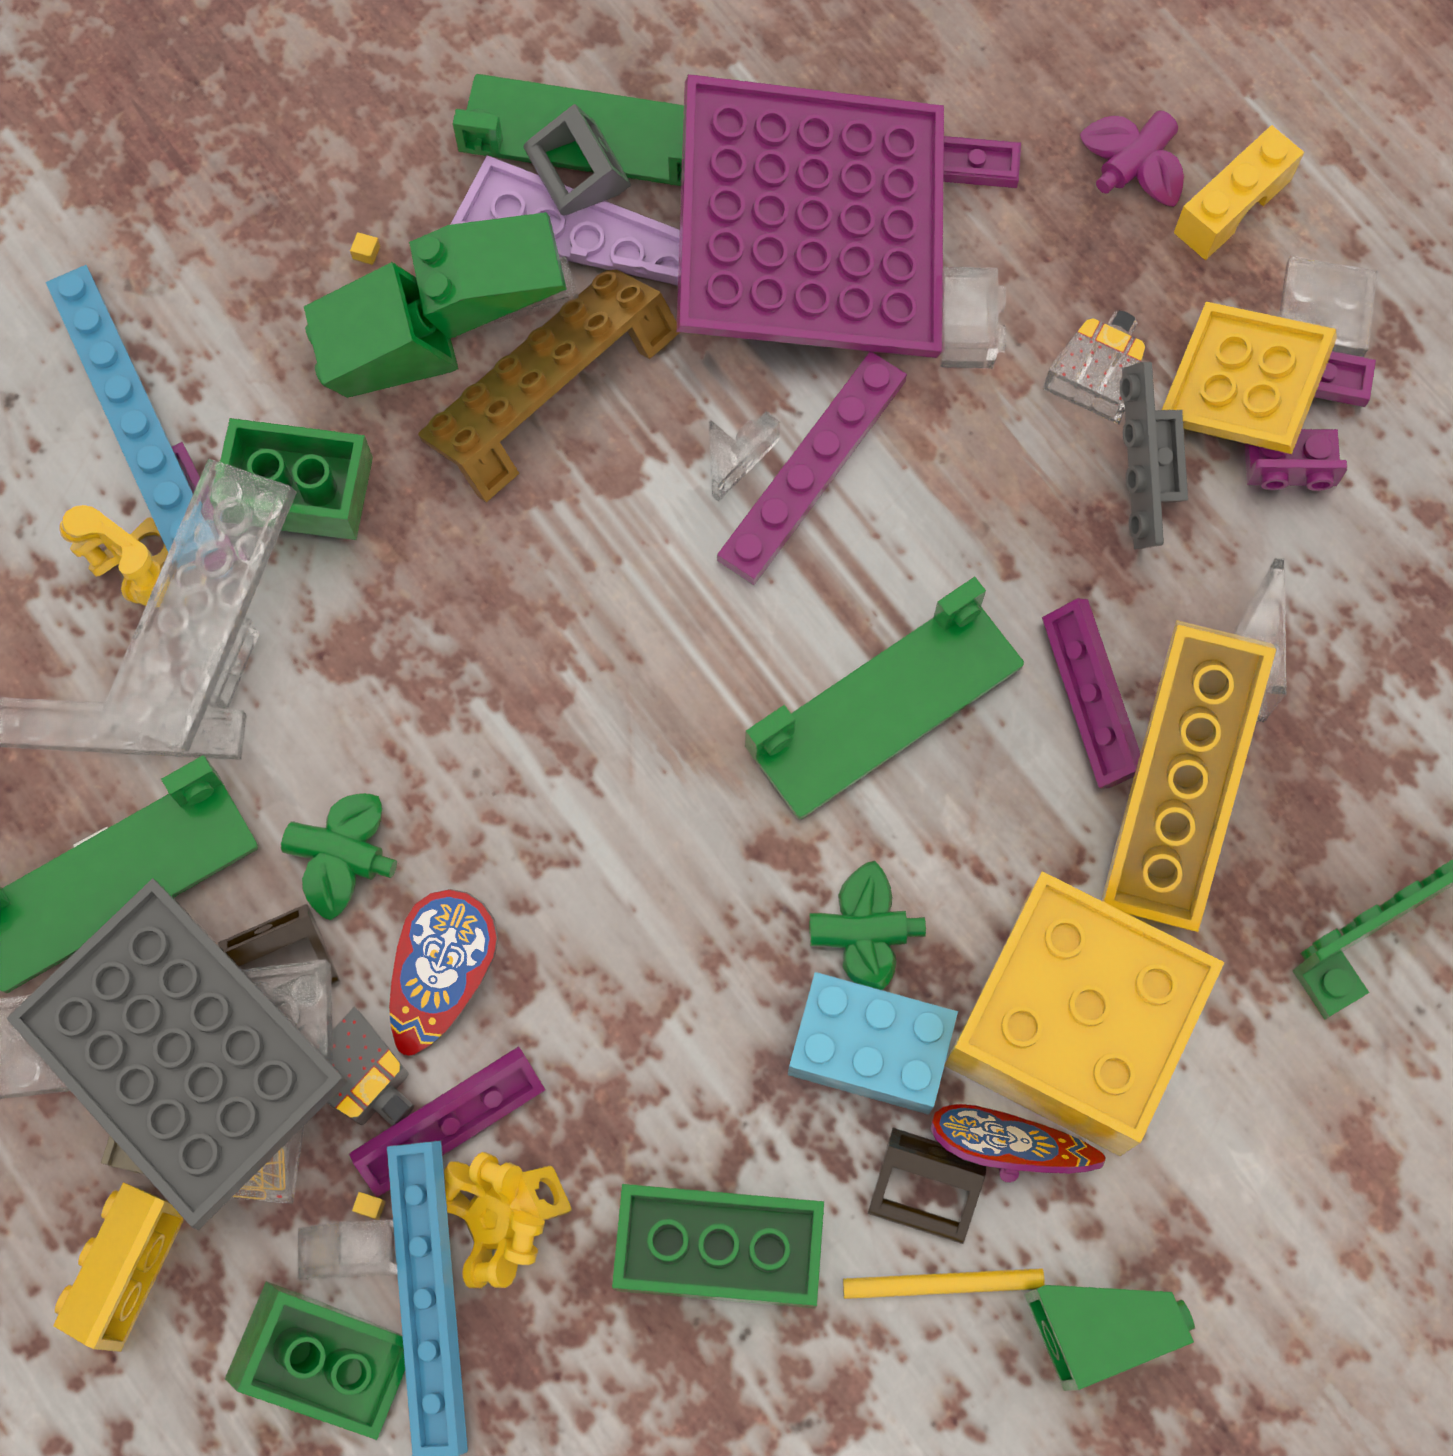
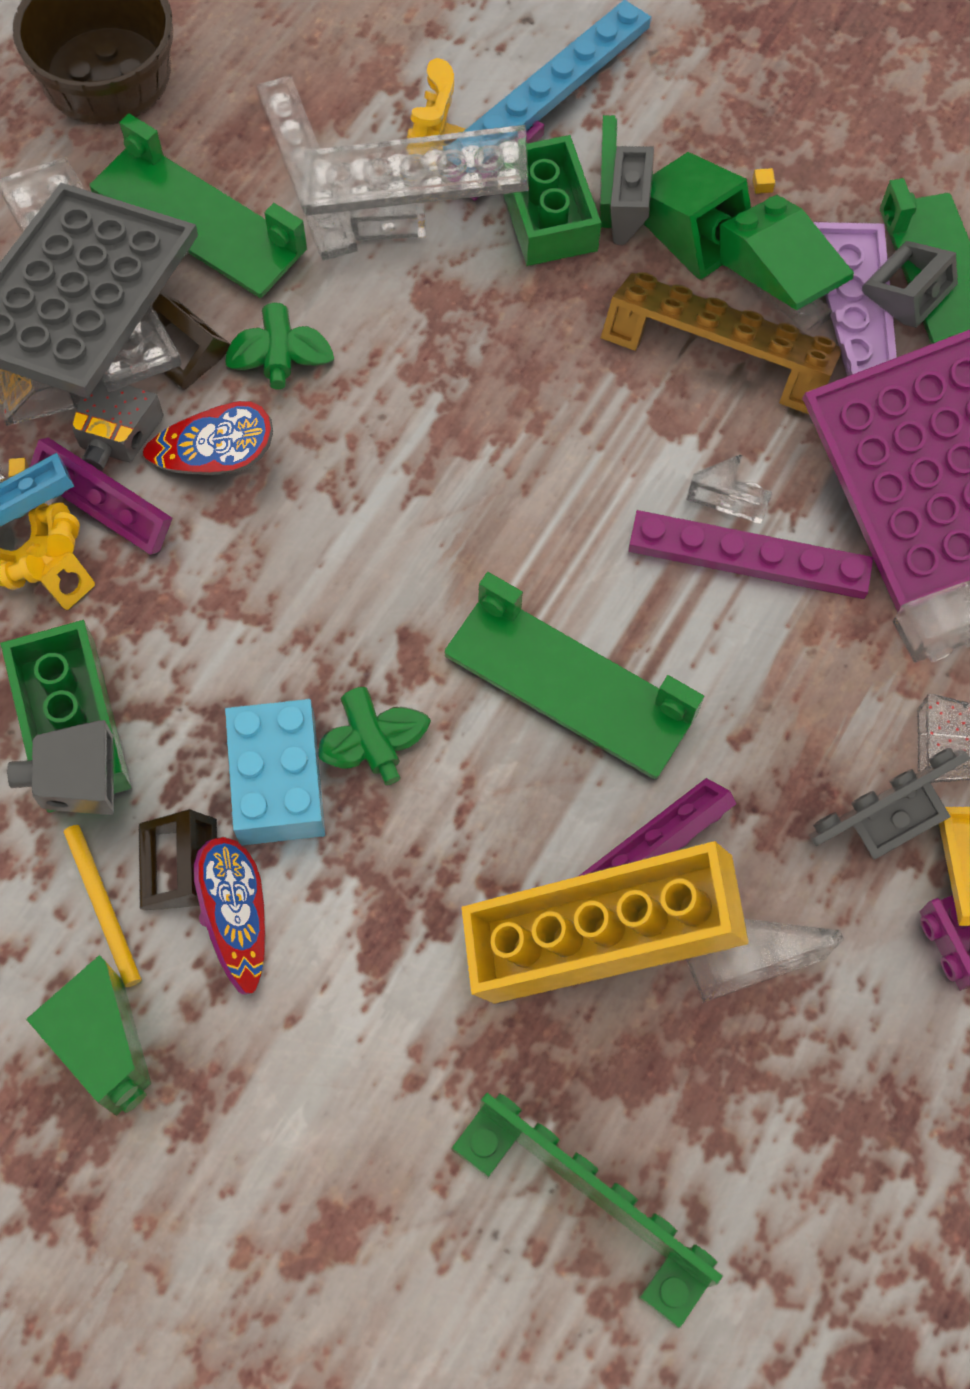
camera: 65 degrees right, 5 degrees down
(275, 398) = (608, 156): none -> green tile
(329, 386) = (631, 190): none -> dark grey tile
(812, 1254) = (70, 769): none -> dark grey torso
(1085, 1015) = (355, 916): yellow container -> none

